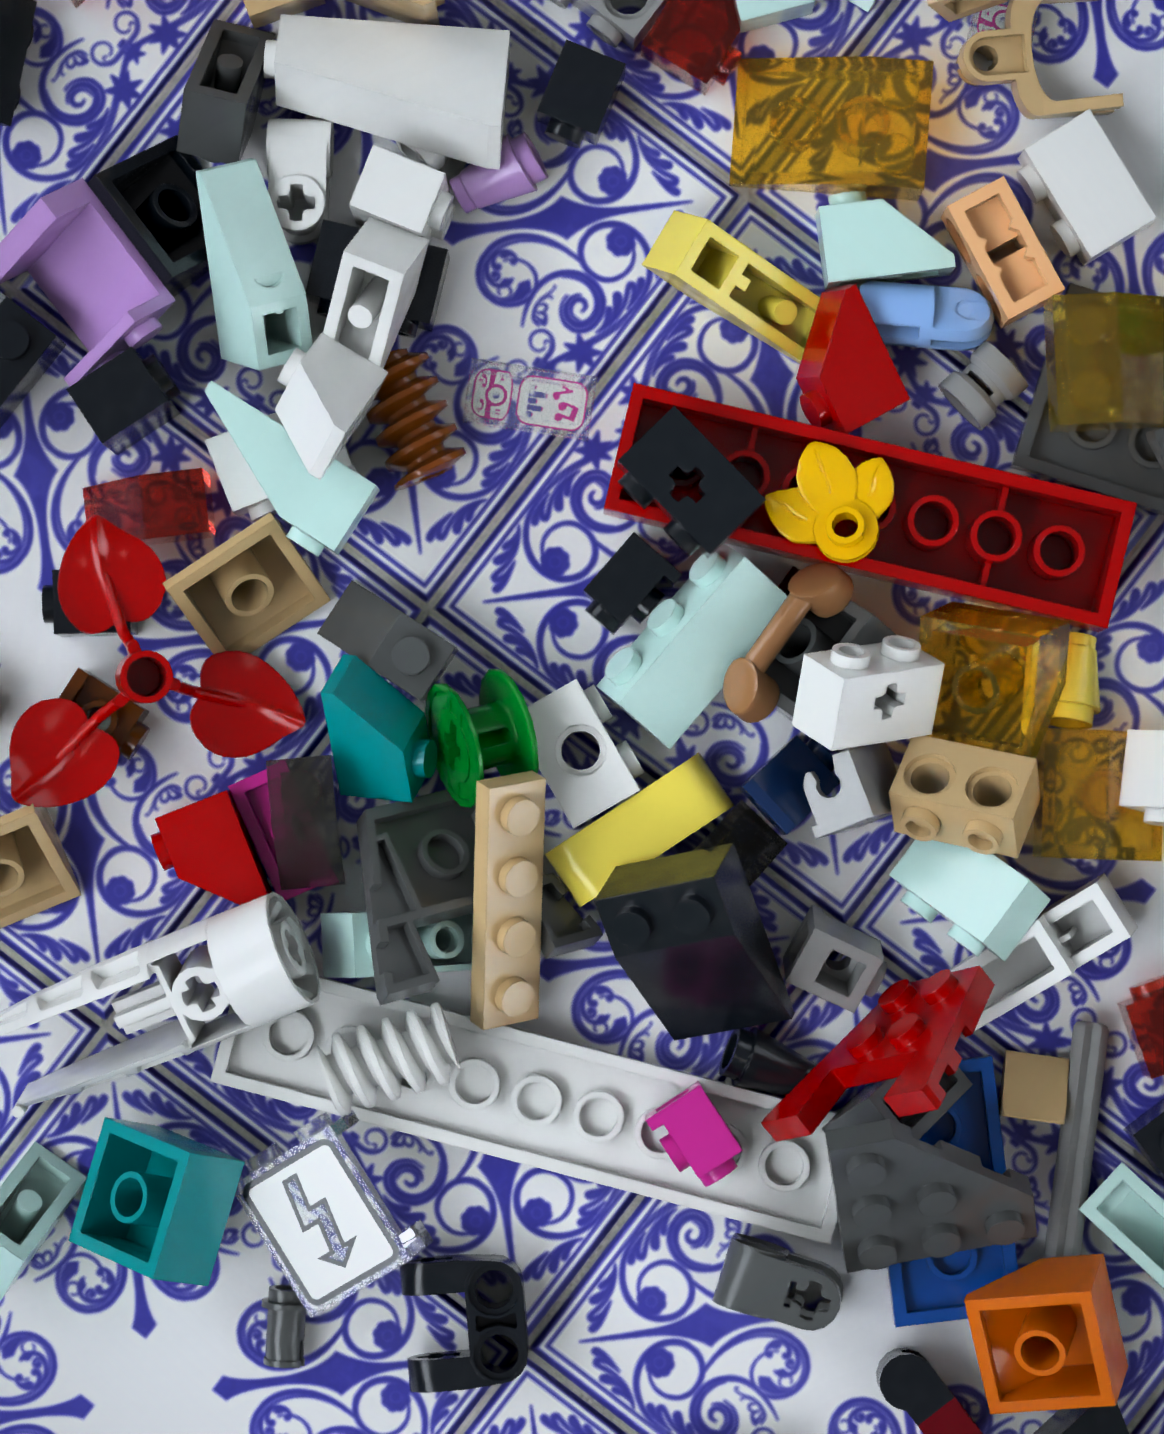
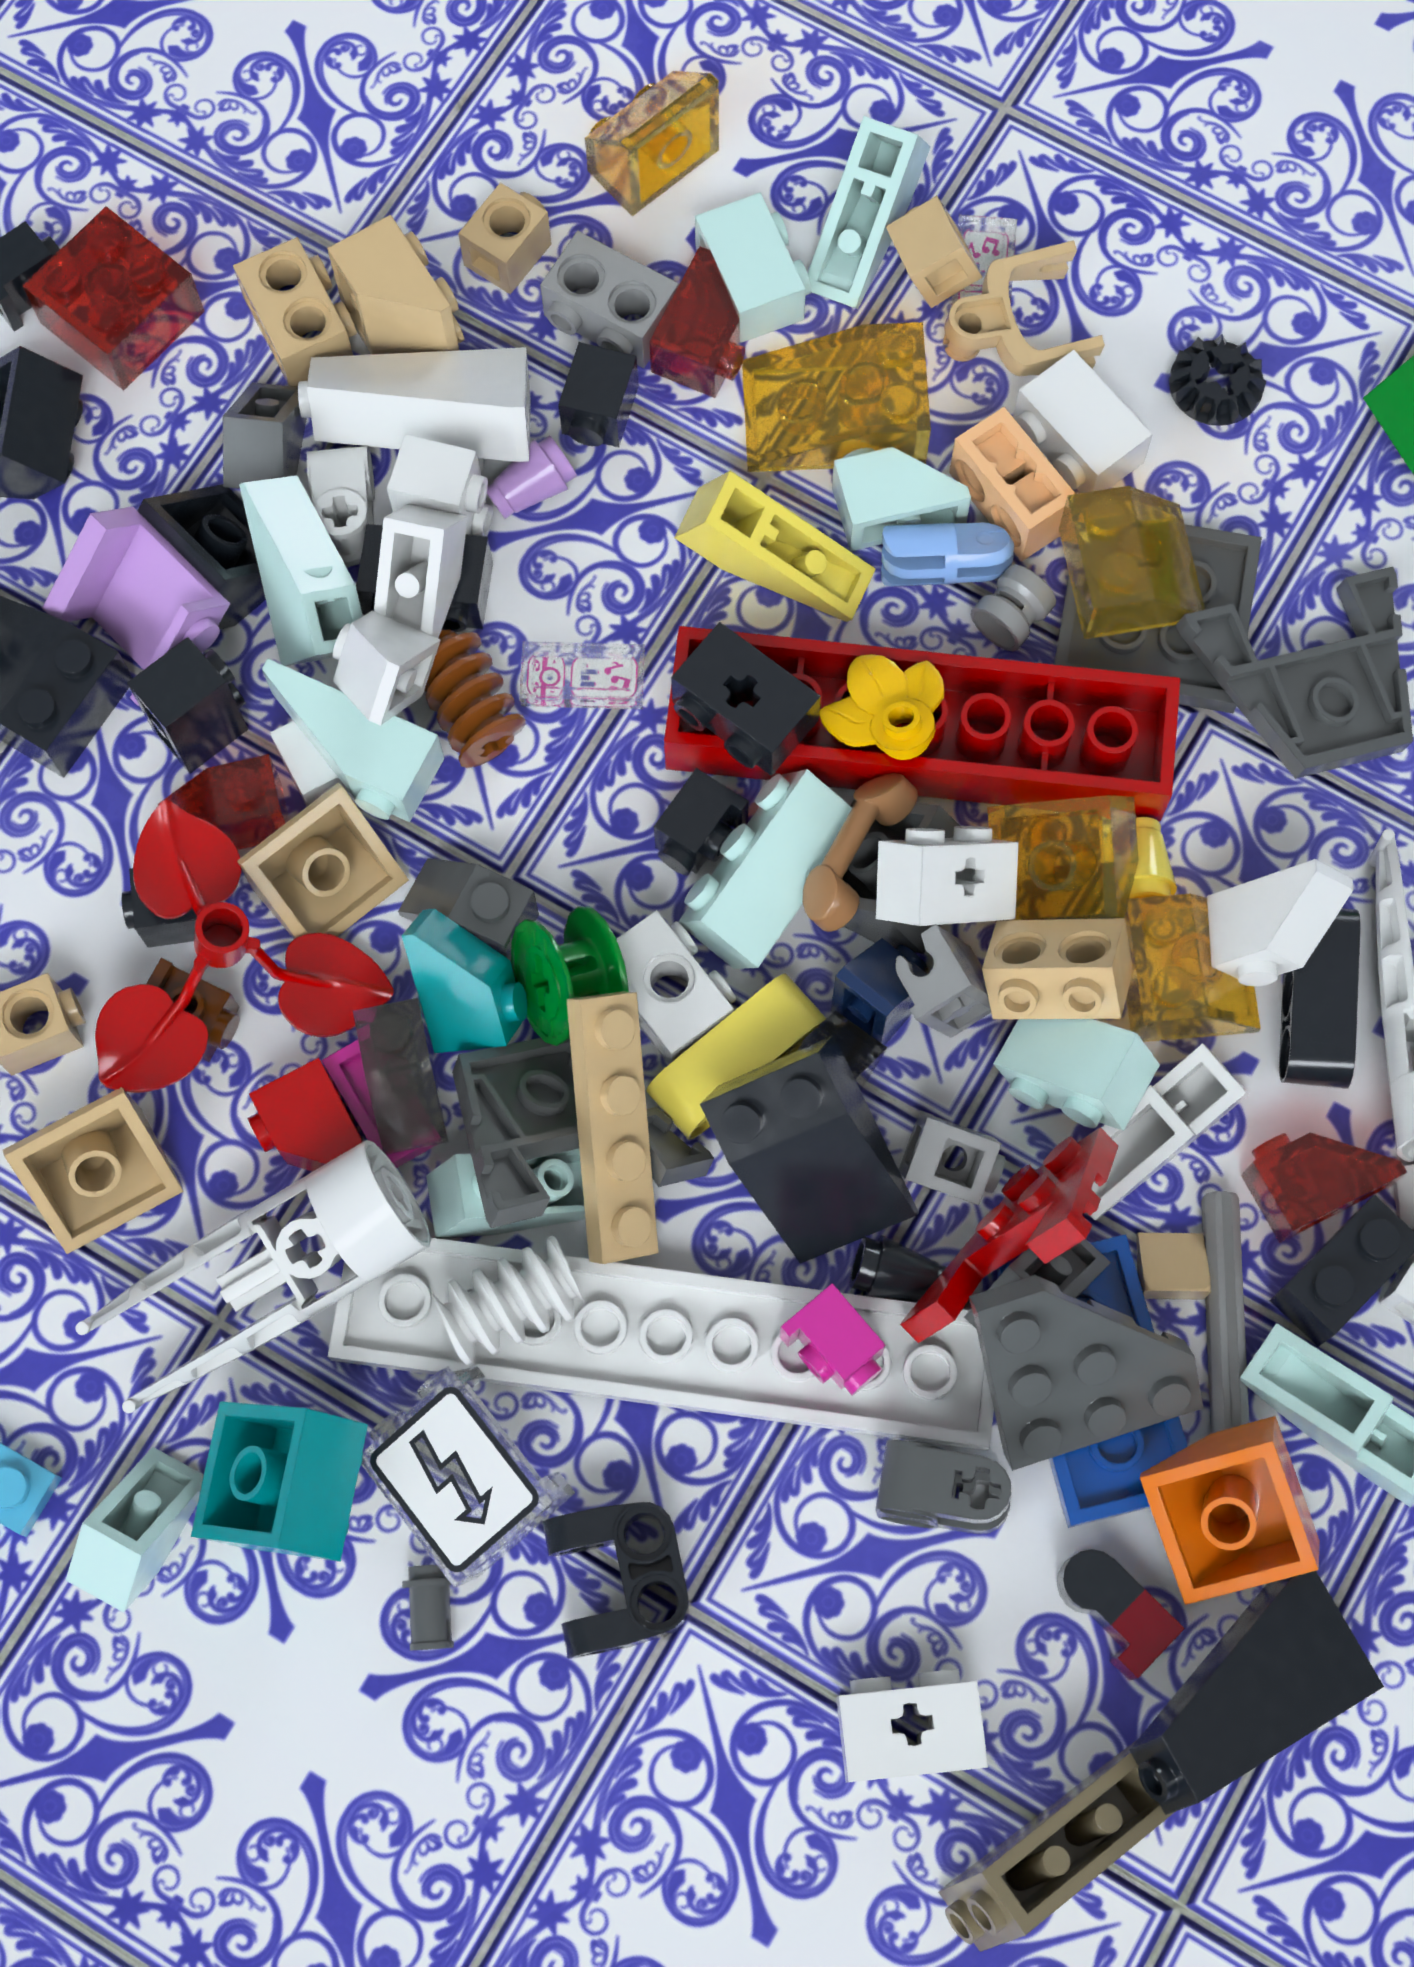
camera: 10 degrees left, 15 degrees down
(846, 365) = (882, 594): red slope -> none

